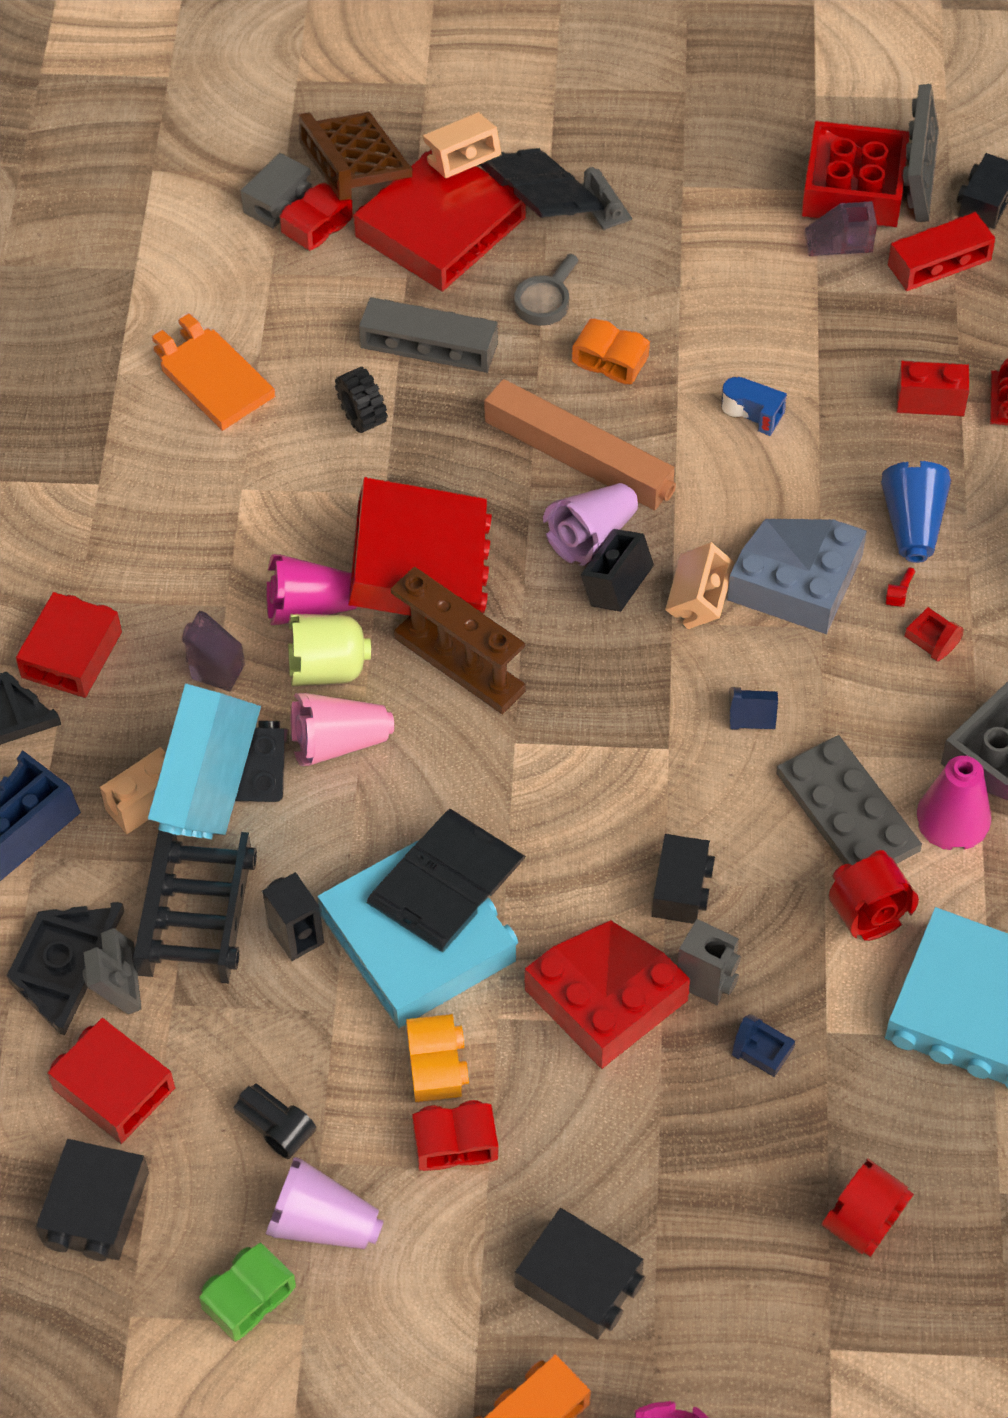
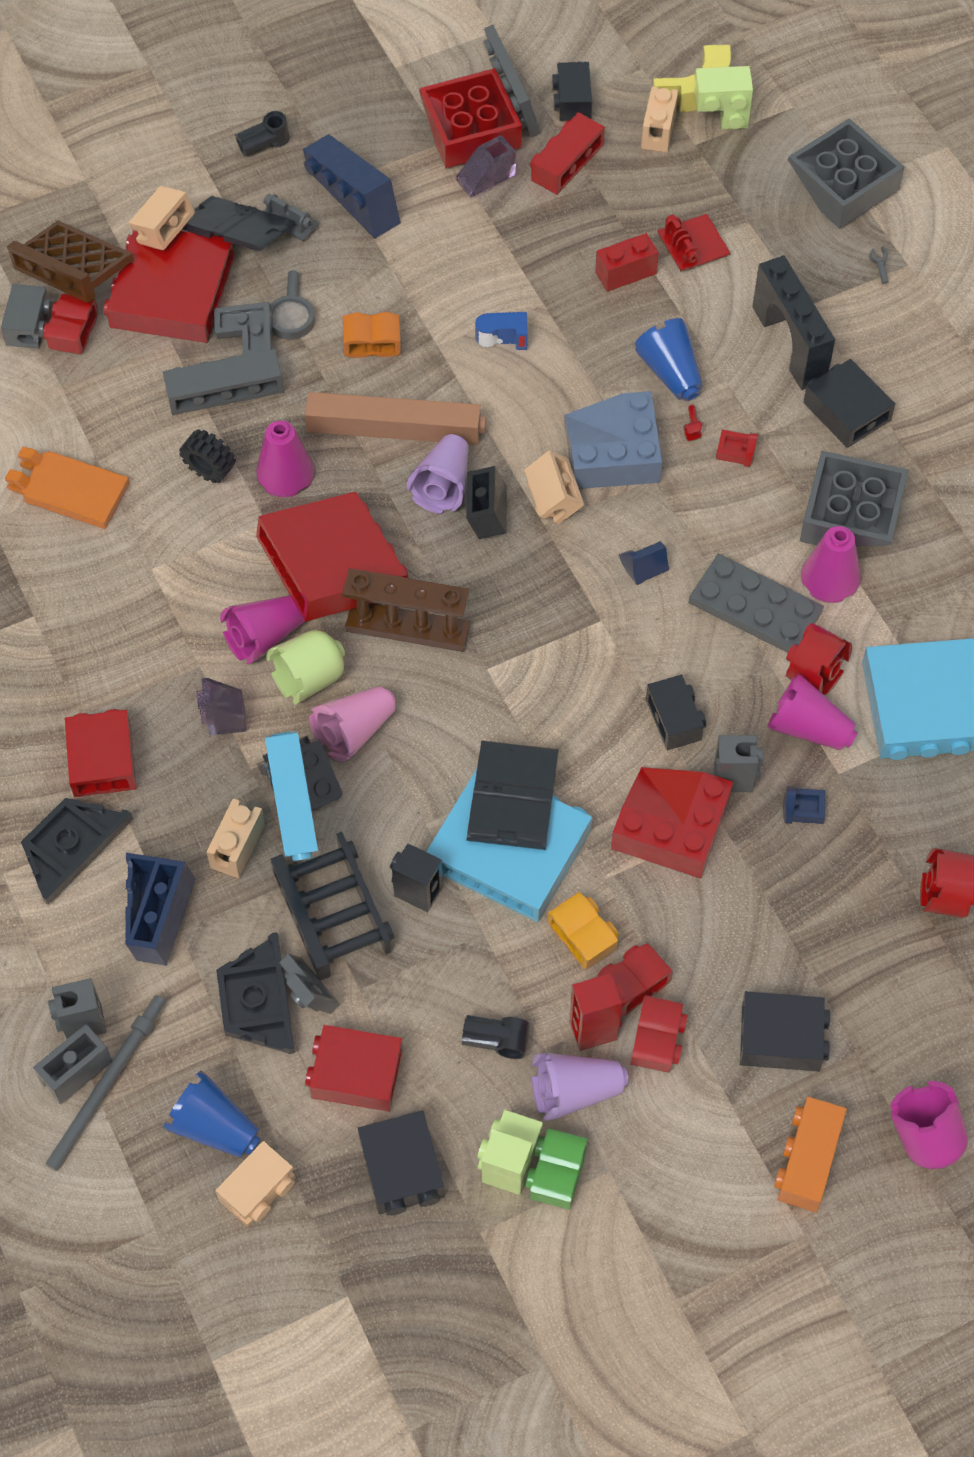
camera: 30 degrees left, 5 degrees up
(204, 1244) = (509, 1151): none -> yellowish green brick
(380, 1144) = (596, 1011): none -> red brick
(435, 437) = (283, 461): none -> dark pink cone
(442, 1206) = (657, 1034): none -> red brick
(491, 285) = (249, 321): none -> dark grey plate
(640, 108) = (270, 132): none -> black piece
(688, 193) = (354, 184): none -> dark blue wedge
(826, 953) = (811, 716): none -> dark pink cone

